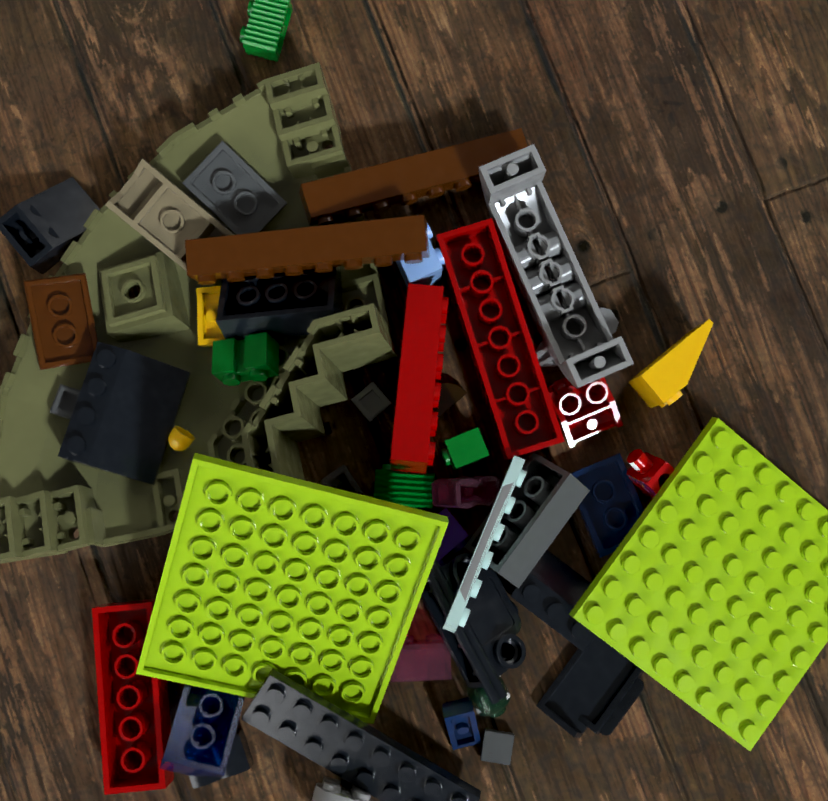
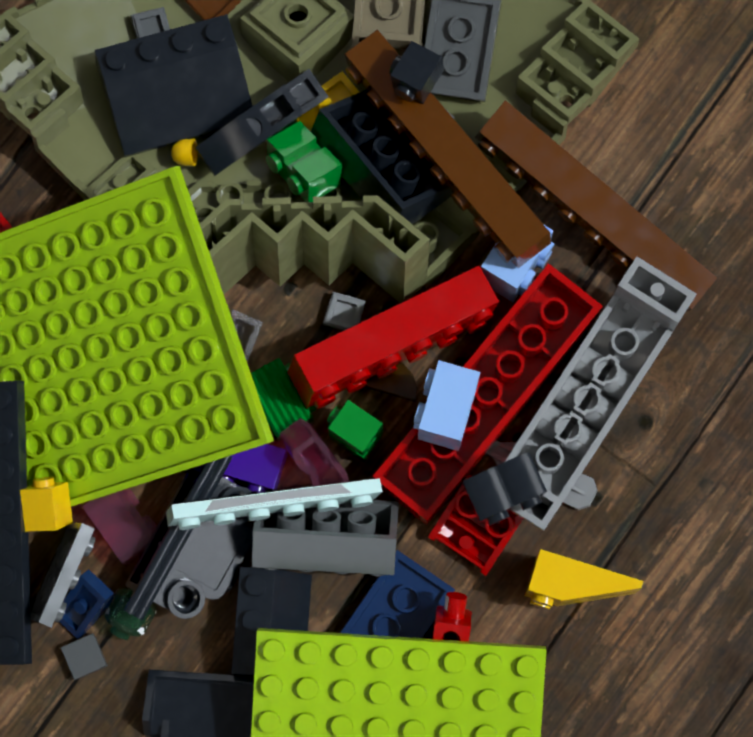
camera: 60 degrees right, 5 degrees down
(196, 369) = (261, 122): none -> black slope
(238, 232) = (416, 72): none -> black brick
(375, 709) = (46, 505): none -> yellow brick
(432, 729) = (62, 574): none -> dark grey plate
(497, 371) = (448, 404): none -> light blue brick
(590, 370) = (505, 488): none -> black brick

